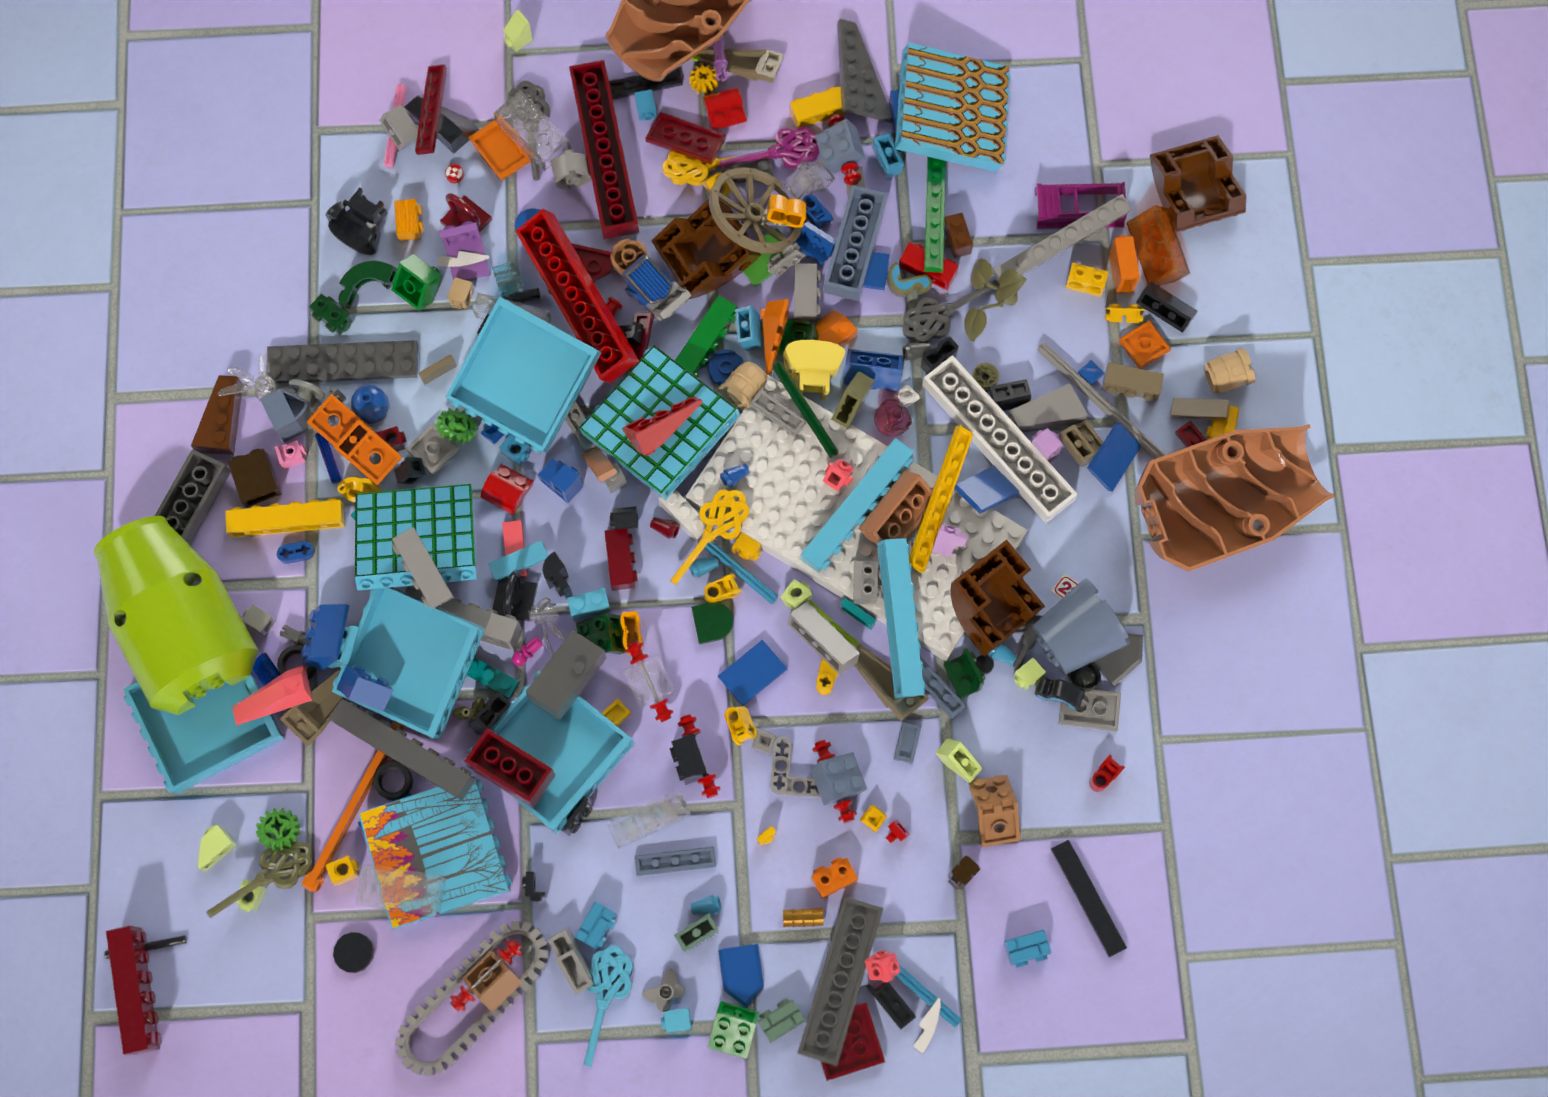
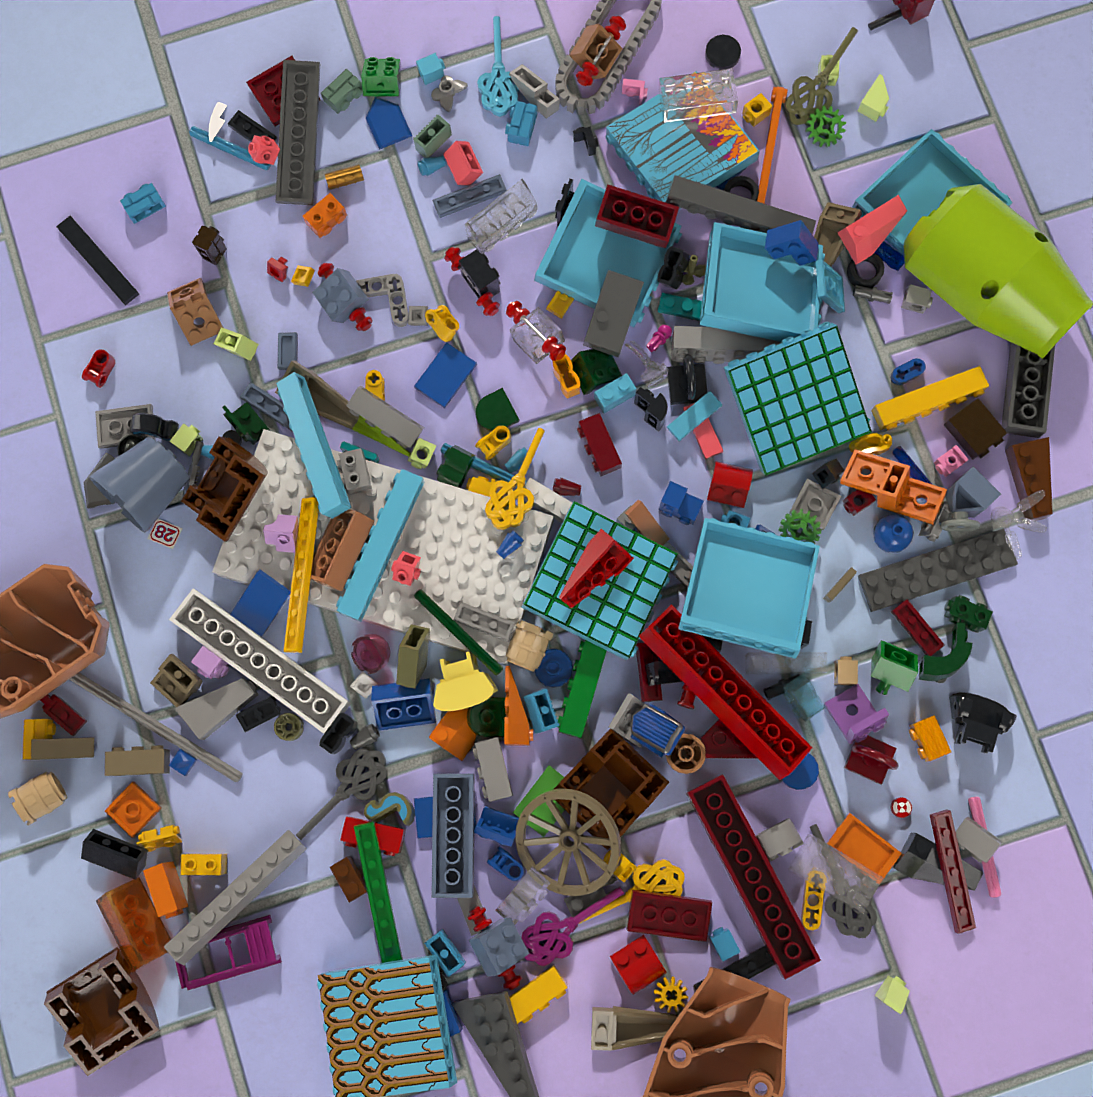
camera: 170 degrees right, 5 degrees up
(324, 635) = (848, 293): blue slope -> none
(381, 314) = (917, 628): none -> dark red plate
(422, 568) = (775, 347): light grey brick -> none
(463, 259) = (856, 708): white sticker -> none
(465, 933) = (635, 88): none -> bright pink bracket
(557, 112) = (806, 914): none -> yellow beam
(624, 518) = (606, 480): black brick -> none
(673, 894) = (463, 163): none -> coral brick
(720, 63) = (656, 1014): medium lavender pin -> none
(767, 572) = (455, 467): none -> dark green brick
(767, 836) = (394, 234): yellow tile -> none
(779, 264) = (517, 800): light grey hinge -> none
(786, 211) = (535, 849): light orange brick -> none
(1009, 283) = (279, 819): olive plant -> none
(1114, 457) = (141, 673): blue tile -> none

